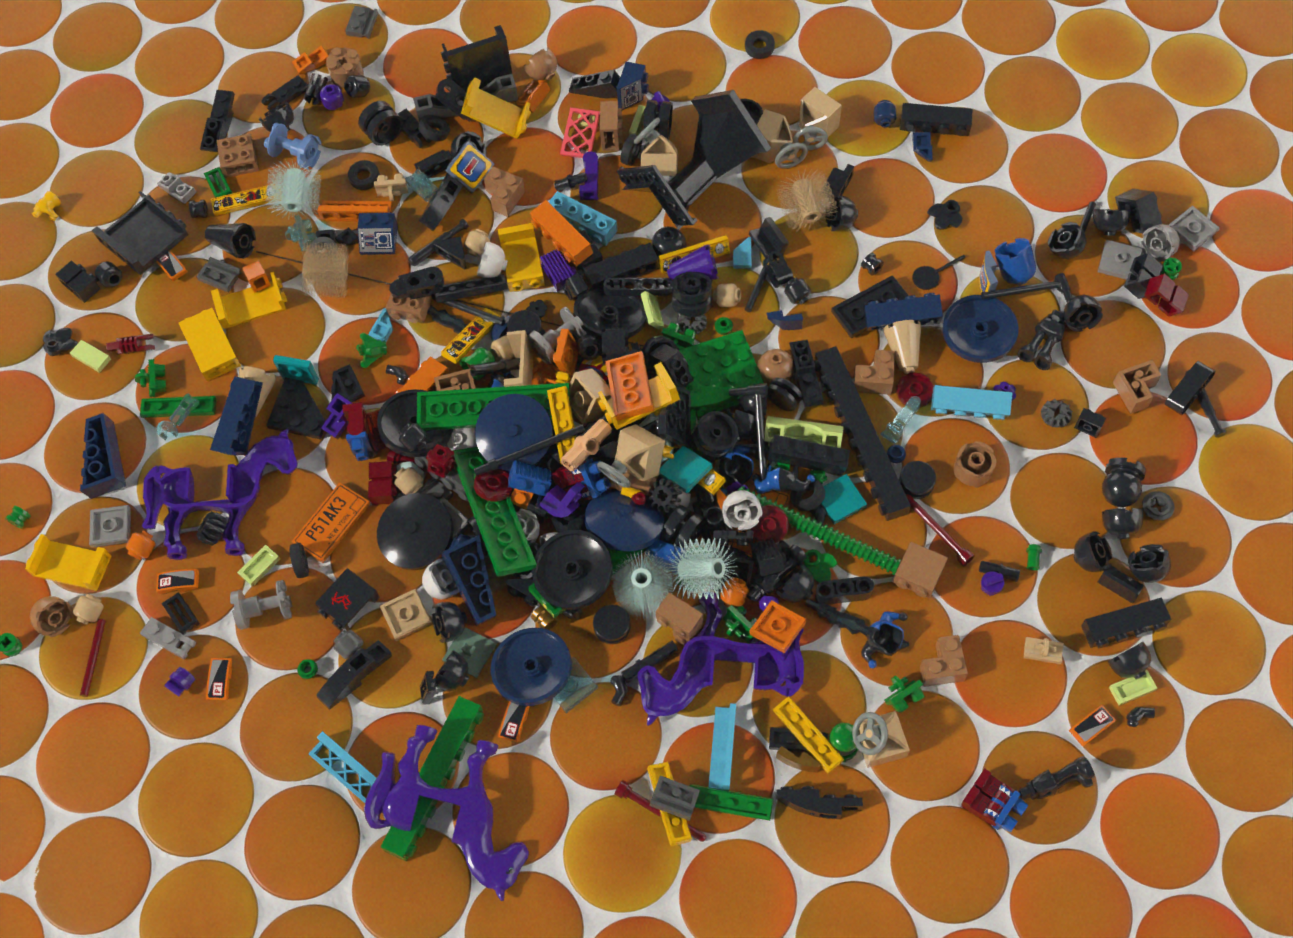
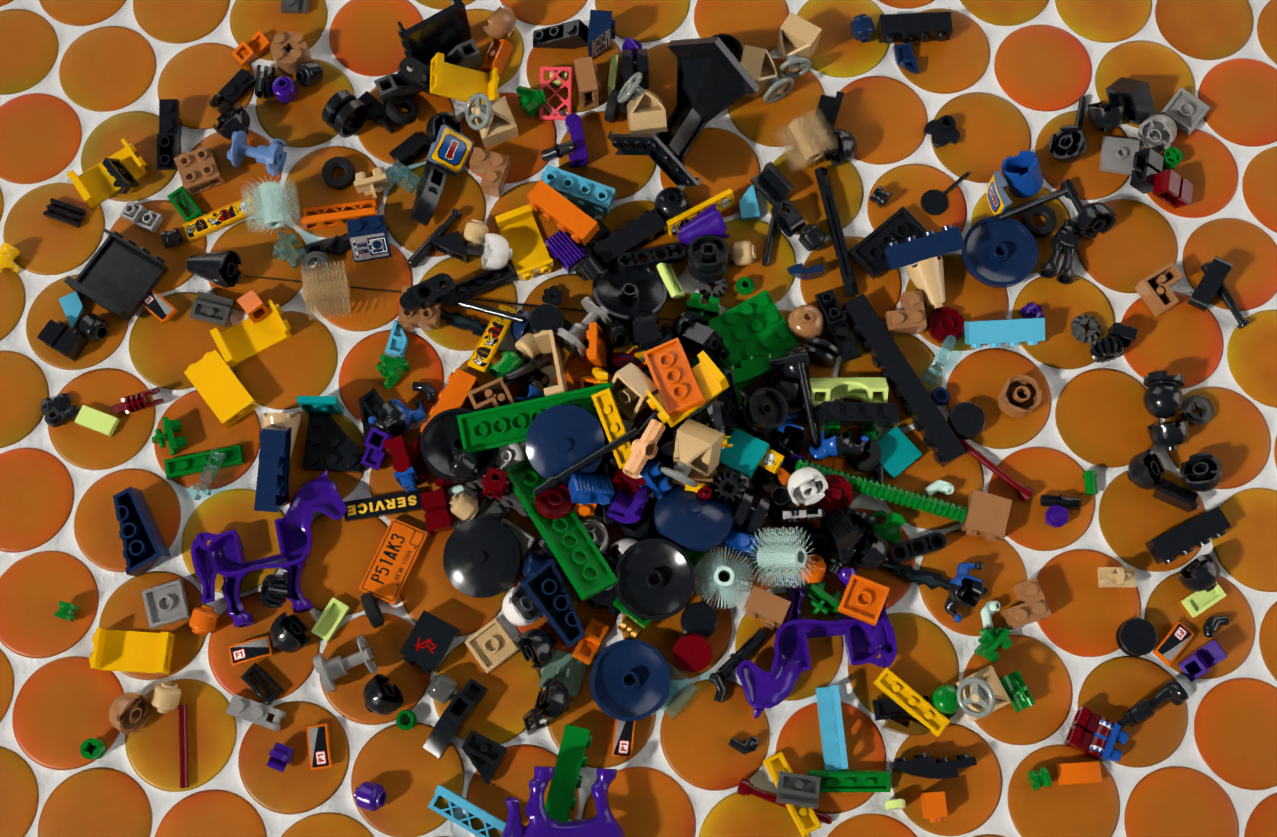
camera: 15 degrees left, 10 degrees up
(94, 256) = (72, 307): none -> medium azure tile
(100, 169) = (51, 208): none -> black tile
(157, 149) = (97, 184): none -> yellow panel
(168, 151) = (123, 177): none -> black plate
(215, 569) = (288, 633): none -> black cylinder
(255, 733) = (370, 796): none -> dark purple head
(288, 642) = (381, 696): none -> black cylinder
(332, 471) = (383, 506): none -> black tile
(364, 390) = (397, 417): none -> black piece
(374, 713) = (484, 754): none -> black wing
(502, 627) = (590, 642): none -> orange slope
(515, 145) = (491, 119): none -> tan piece
(555, 134) = (531, 99): none -> green rock
(598, 651) = (692, 652): none -> dark red tile
(632, 751) = (744, 746): none -> black arm
(772, 833) = (895, 804): none -> yellowish green tile
(812, 841) = (934, 806): none -> orange brick
(820, 254) = (836, 232): none -> black piece
(878, 537) = (939, 486): none -> light aqua arm
(906, 663) = (988, 611): none -> light aqua arm
(919, 743) = (1017, 691): none -> green hips
(926, 833) = (1039, 778): none -> green wheel
(970, 836) = (1079, 773): none -> orange slope
(1032, 298) = (1044, 211): none -> black tyre
(1054, 713) = (1136, 637): none -> black head
(1072, 432) = (1106, 348): none -> black gear
(1118, 745) = (1201, 659): none -> dark purple brick

